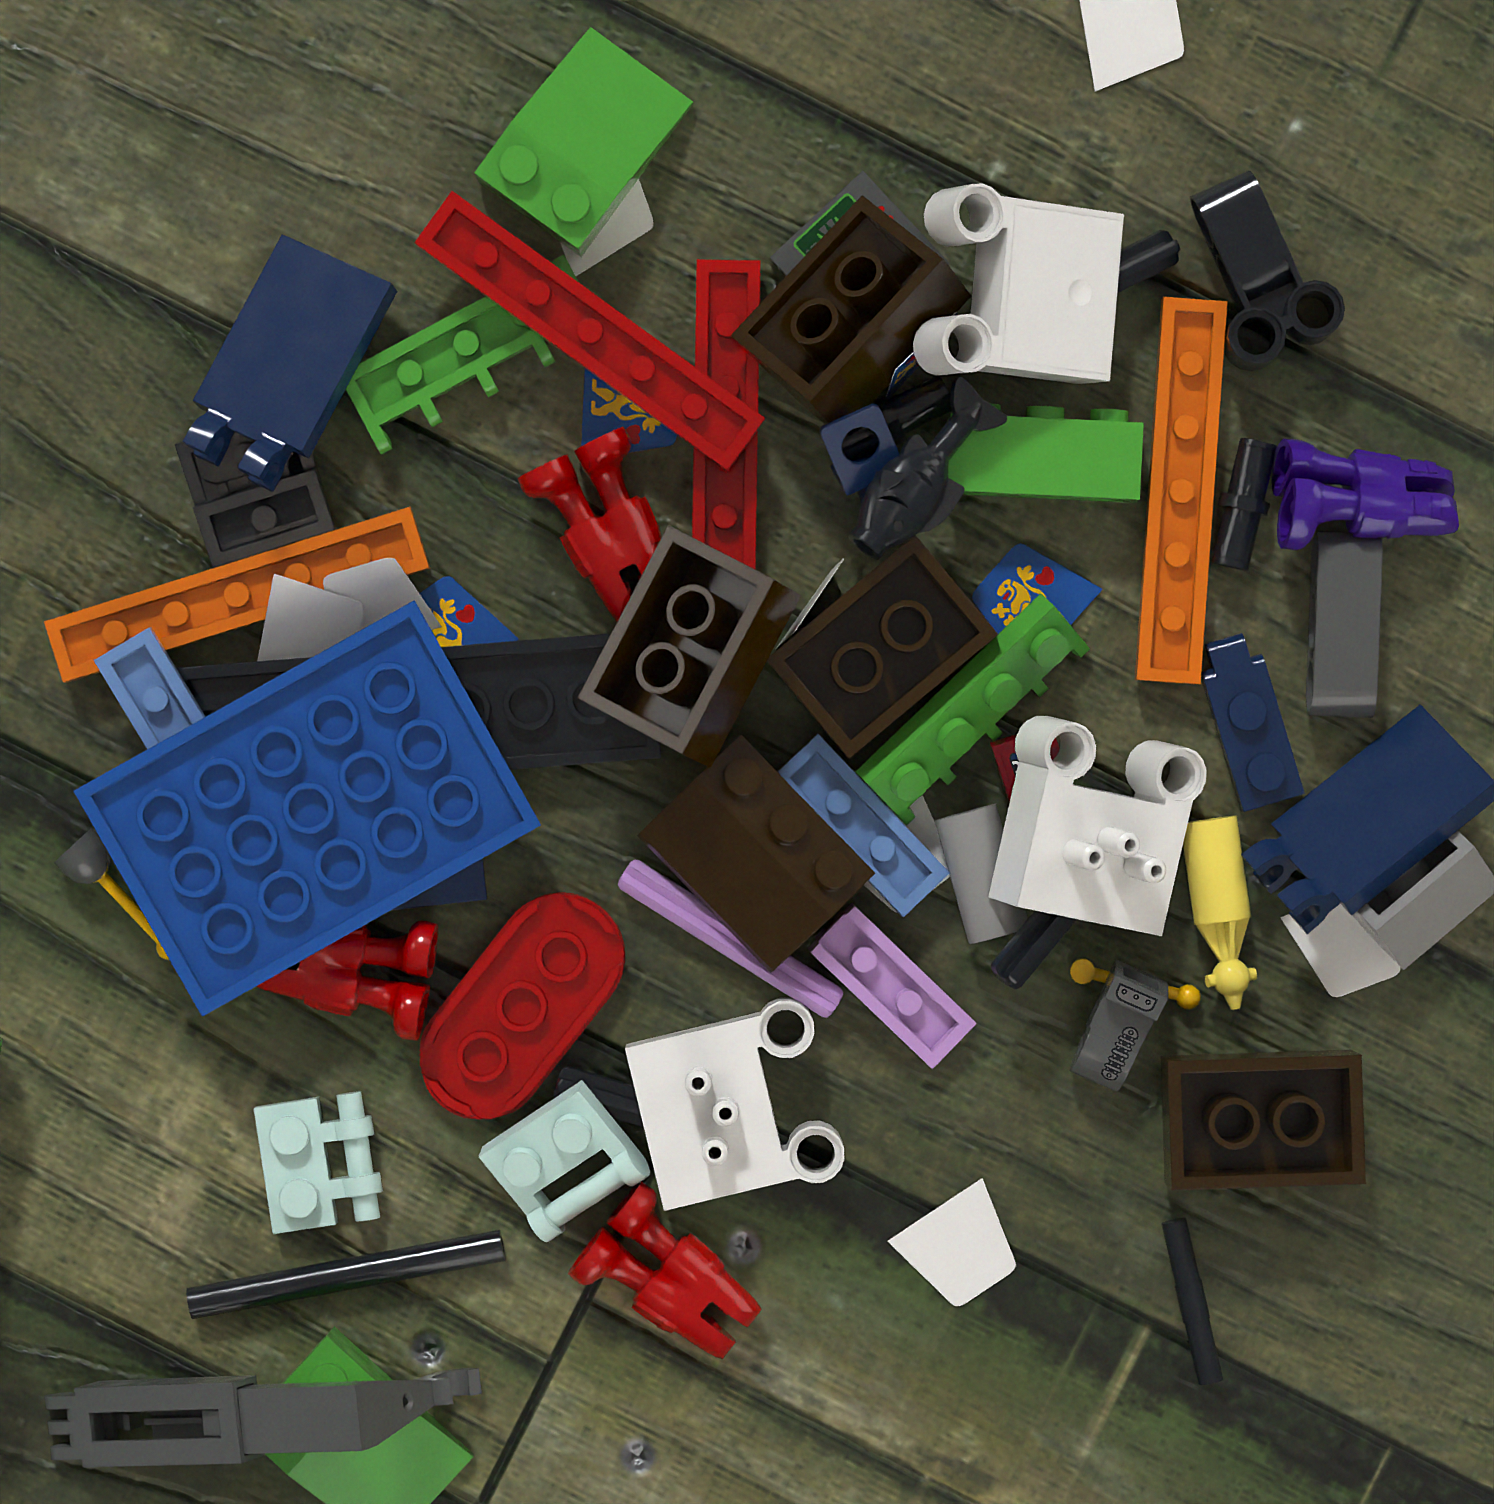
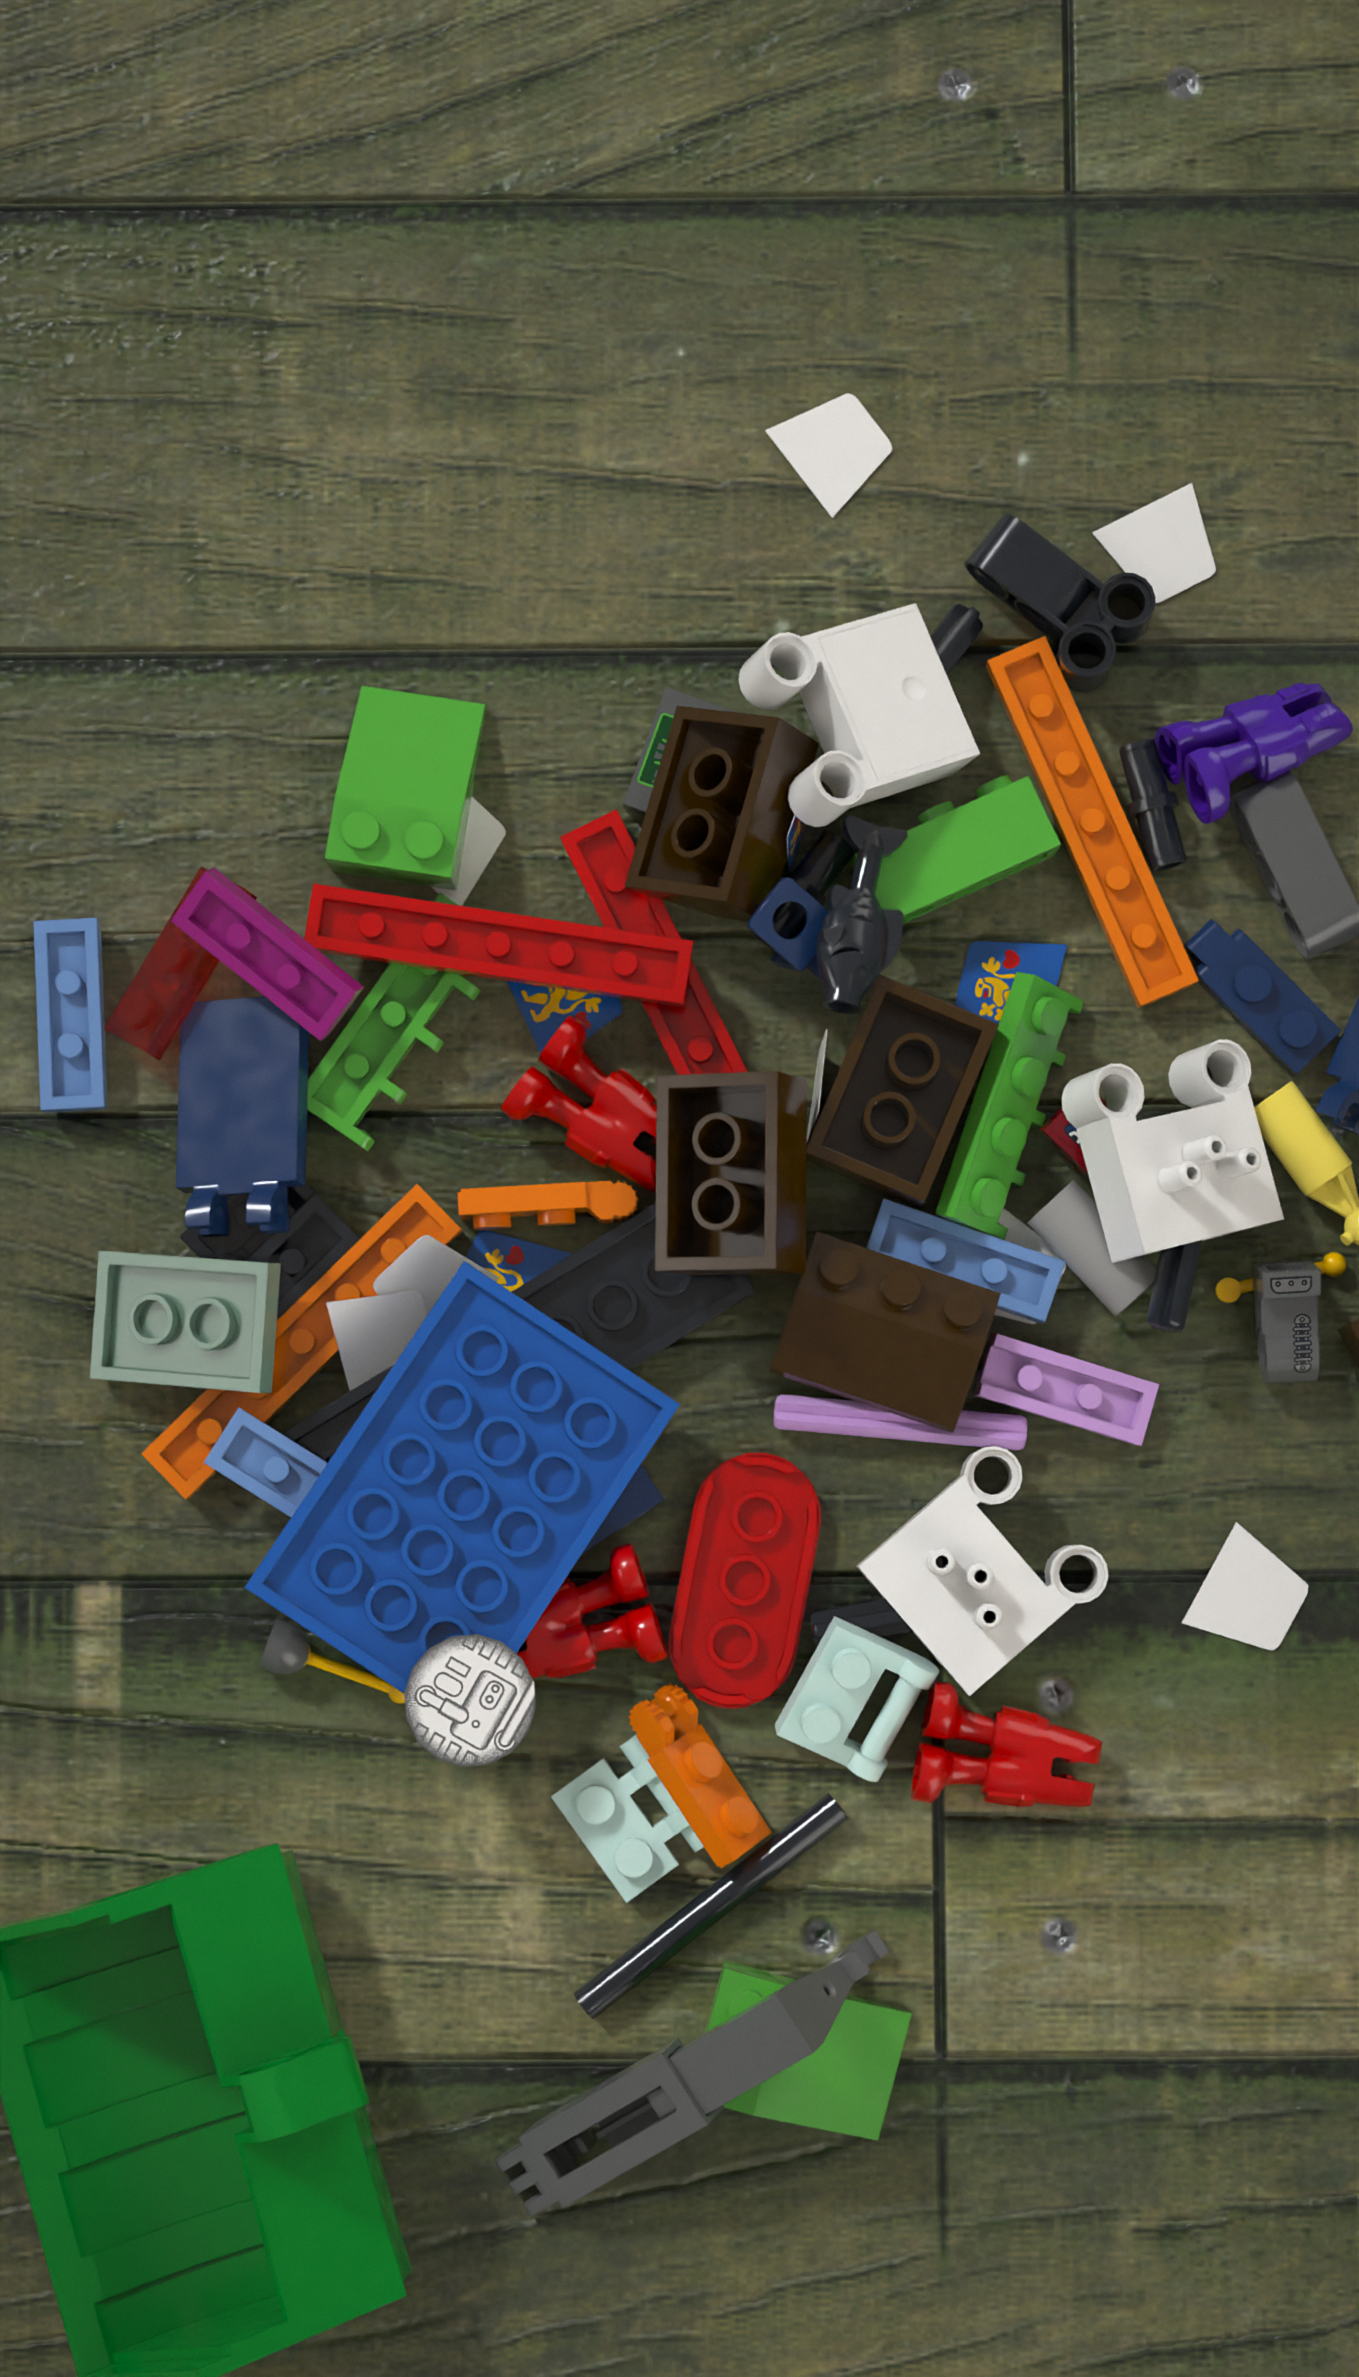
camera: 20 degrees left, 5 degrees down
(141, 525) = (185, 1321): none -> sand green plate
(177, 194) = (70, 1015): none -> medium blue plate
(221, 991) = (469, 1700): none -> tile
(299, 197) = (164, 988): none -> clear red plate
(378, 233) = (267, 953): none -> magenta plate
(391, 1156) = (697, 1775): none -> orange hinge
(520, 586) = (552, 1203): none -> orange hinge
(1379, 270) = (1162, 543): none -> white sticker

